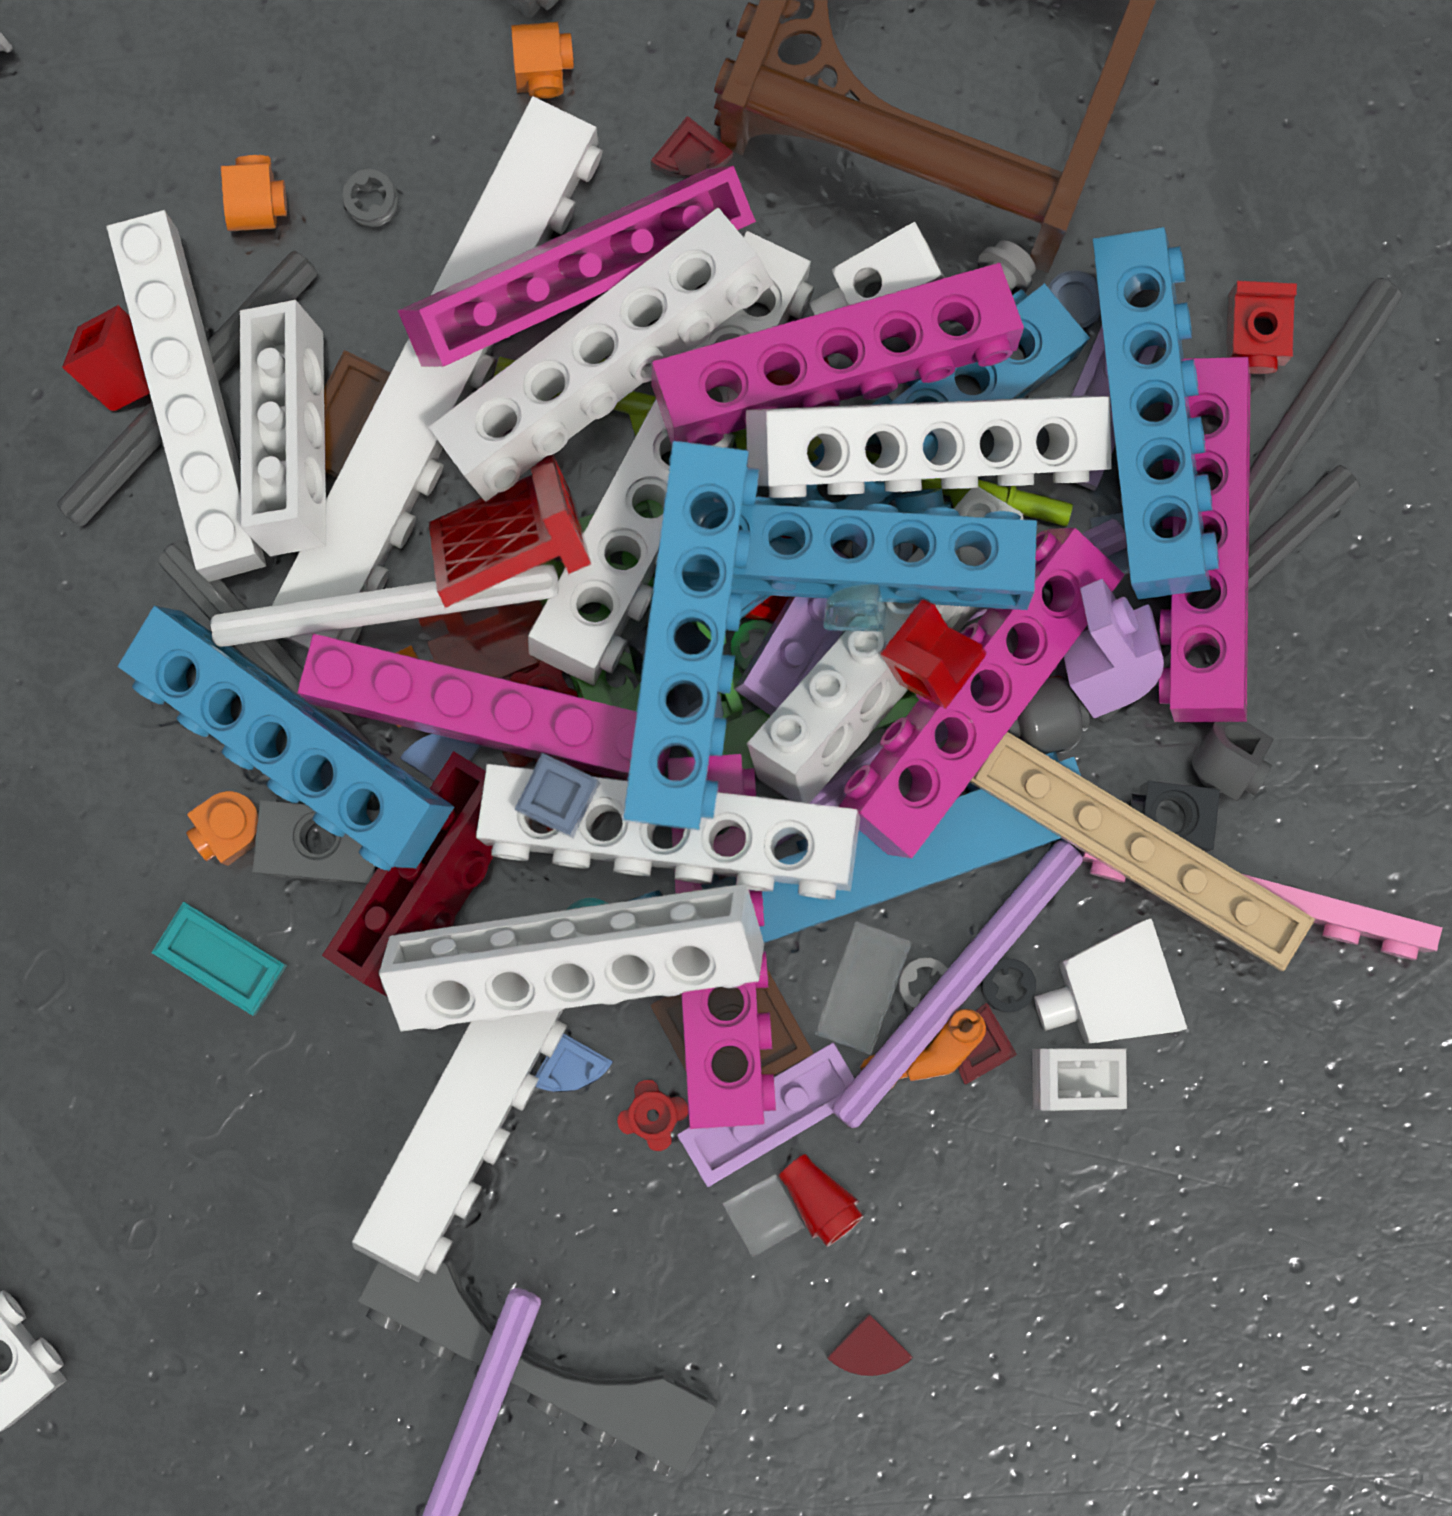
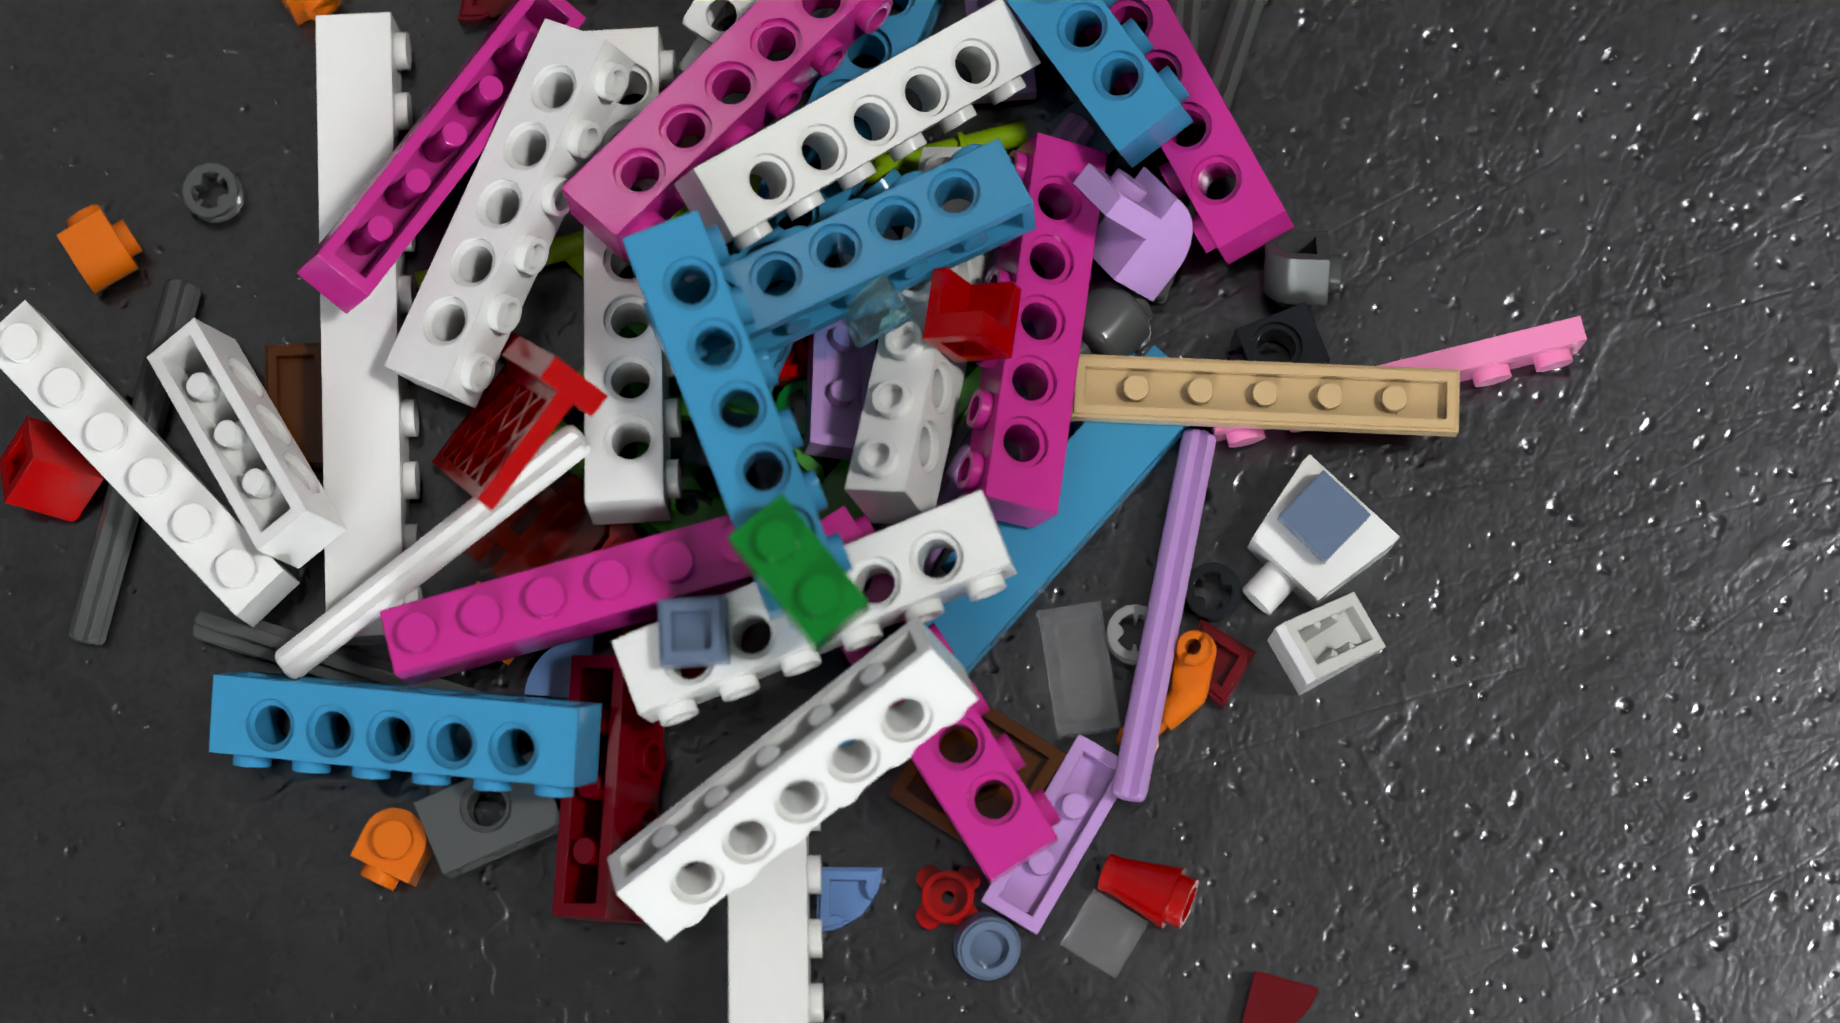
camera: 25 degrees left, 5 degrees down
(219, 959) = (455, 978): teal tile -> none
(662, 1172) = (986, 945): none -> sand blue tile
(663, 803) = (798, 573): none -> green brick
(1133, 978) = (1323, 517): none -> sand blue tile

